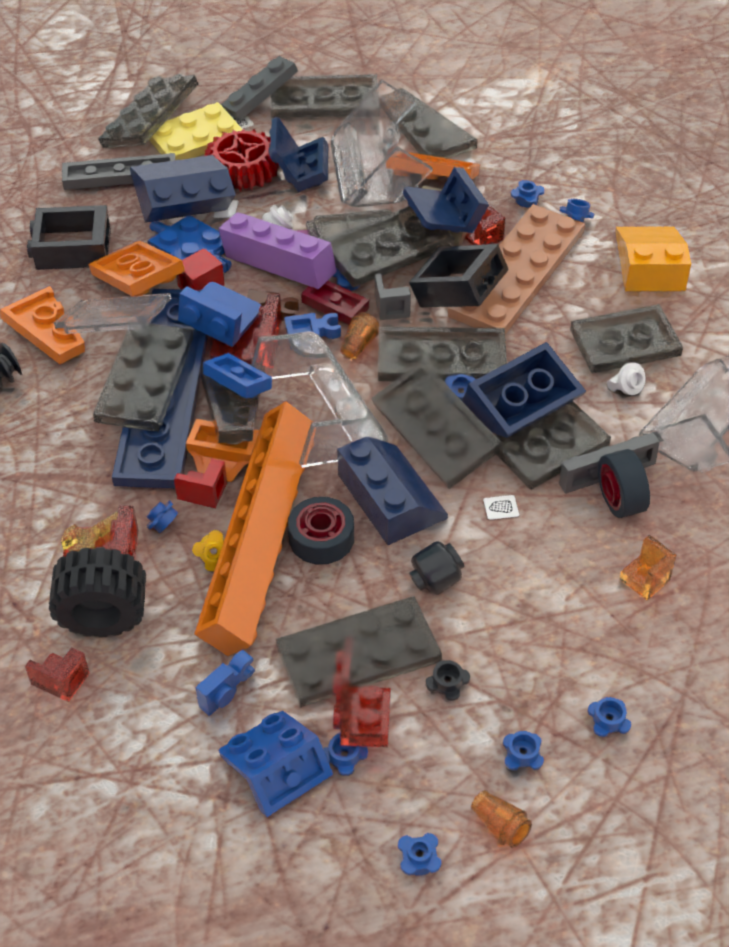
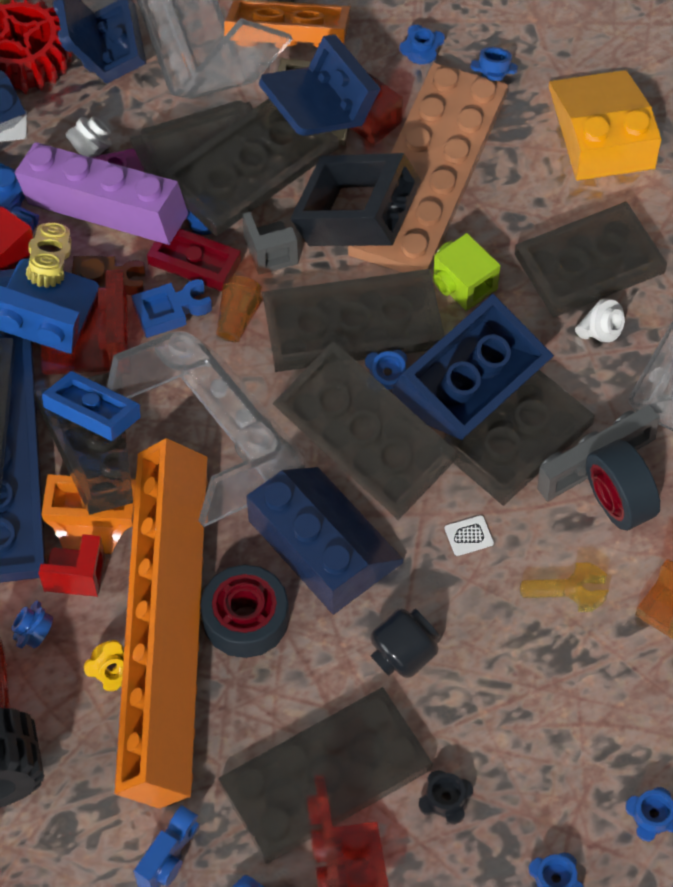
camera: 10 degrees left, 10 degrees up
(228, 289) = (47, 267): none -> light yellow piece
(529, 330) = (465, 271): none -> lime brick
(573, 551) = (571, 587): none -> clear yellow bar

